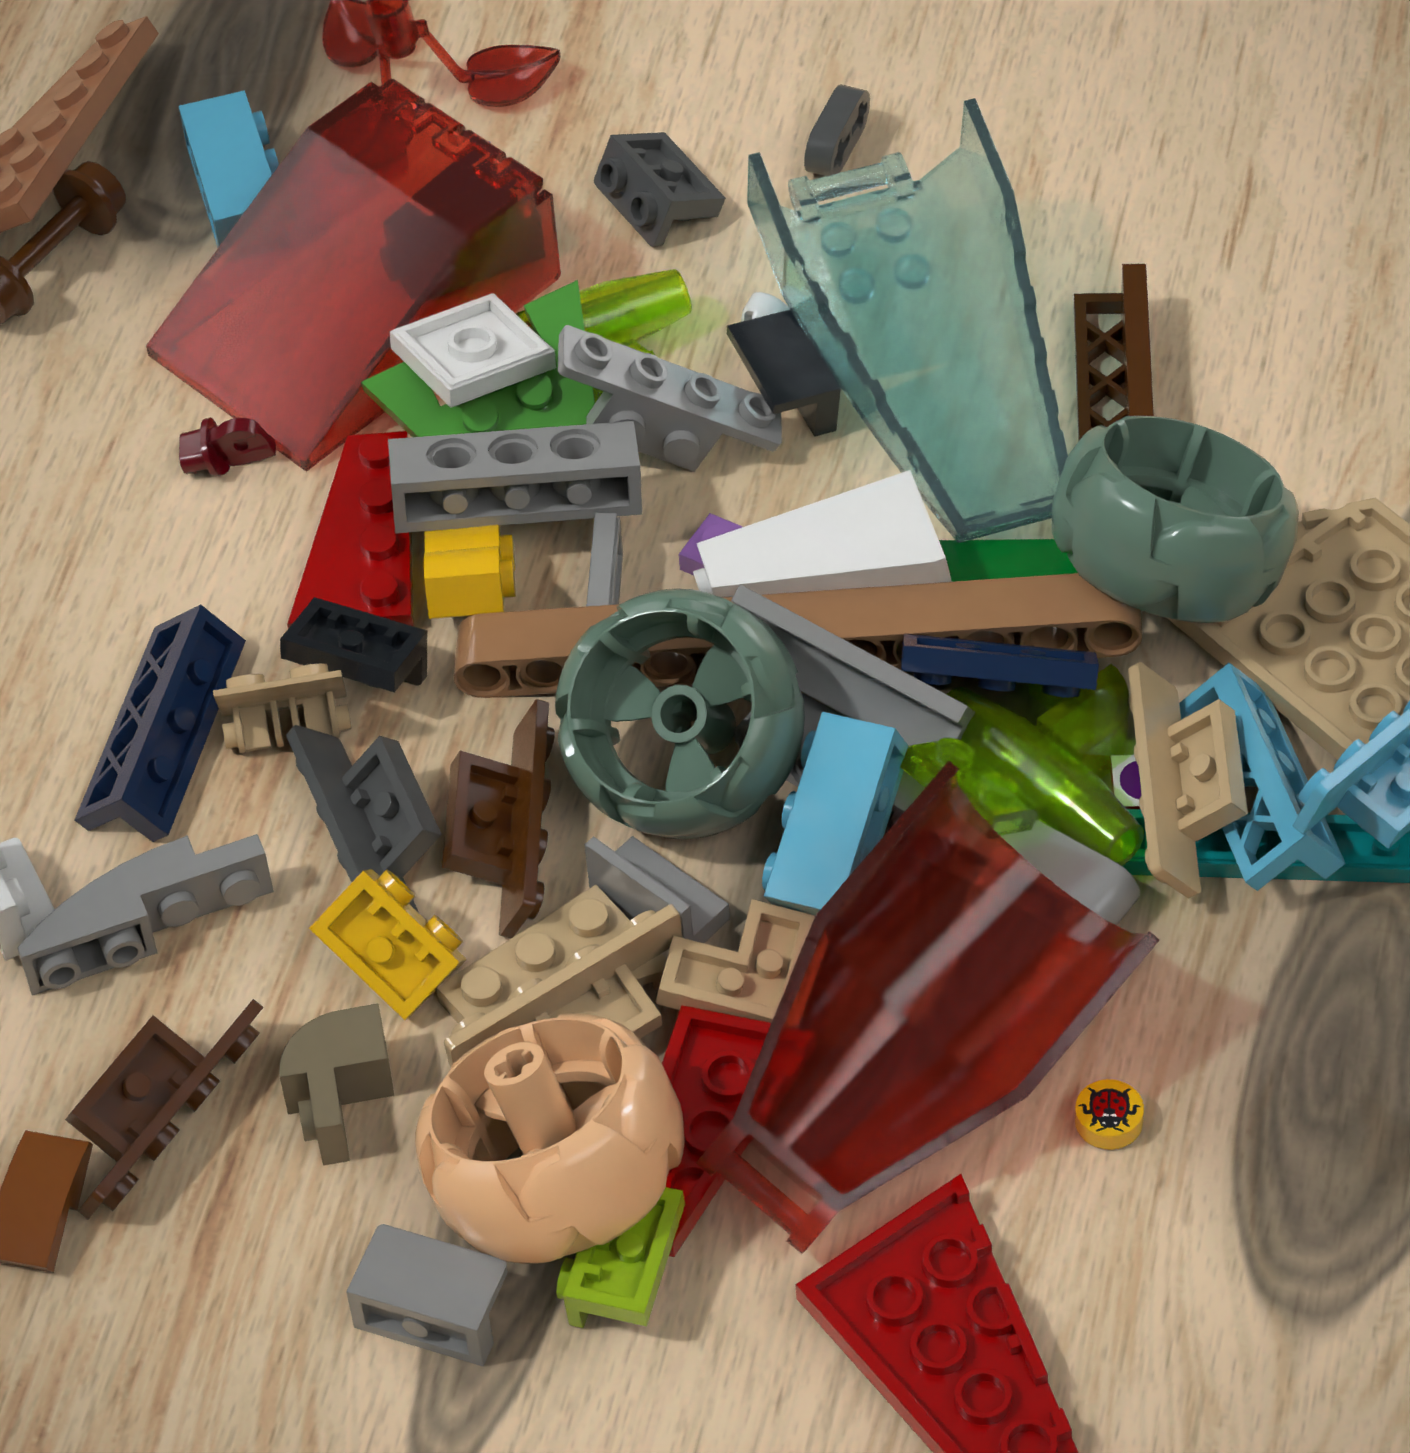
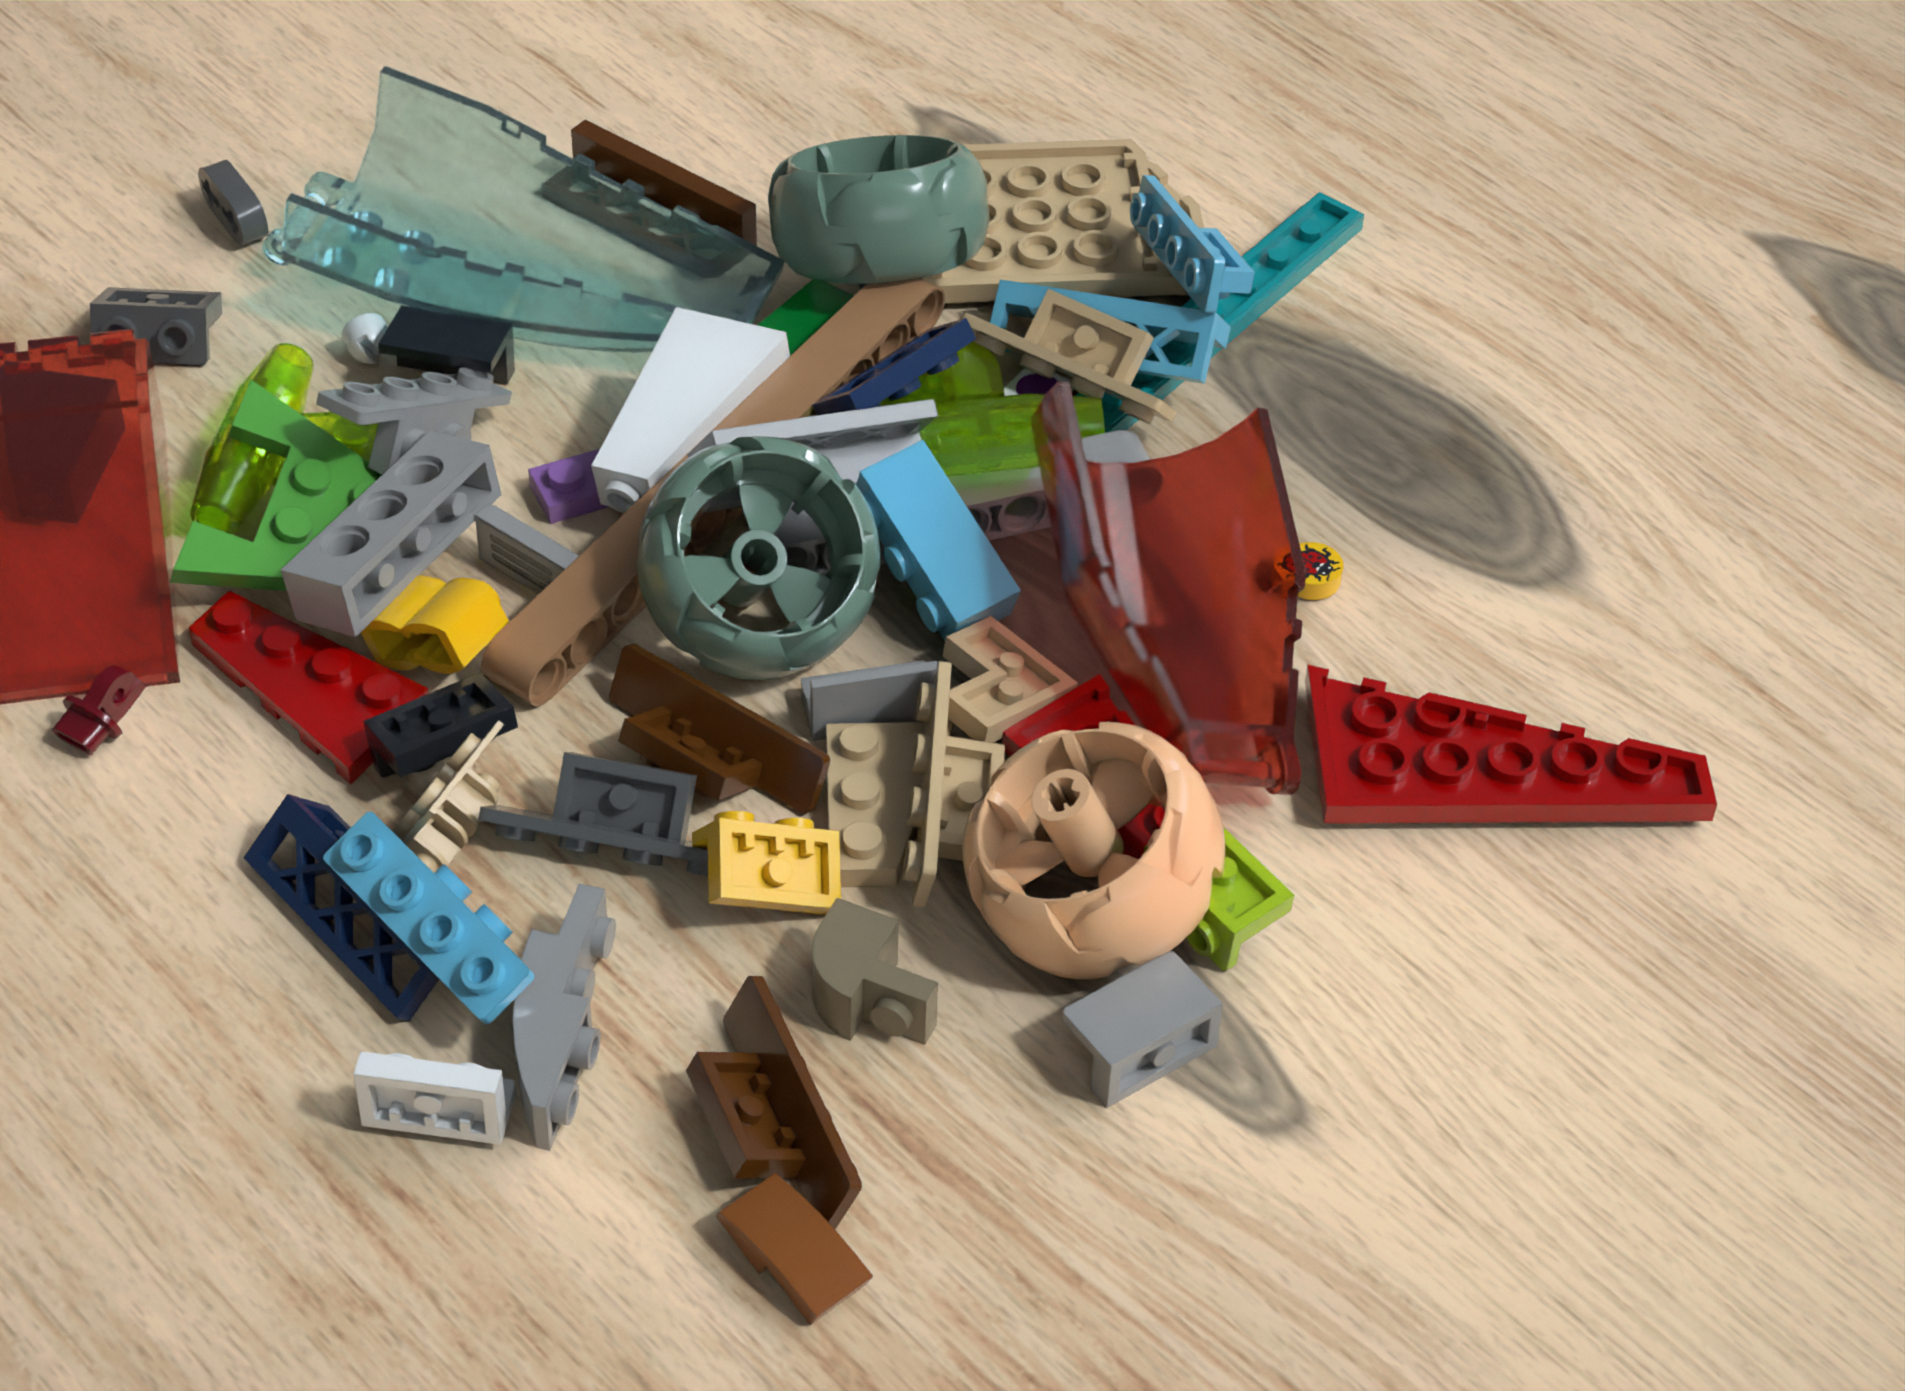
camera: 60 degrees left, 5 degrees down
(155, 775) = (431, 918): none -> medium azure bracket
(472, 350) = (235, 481): white tile -> none

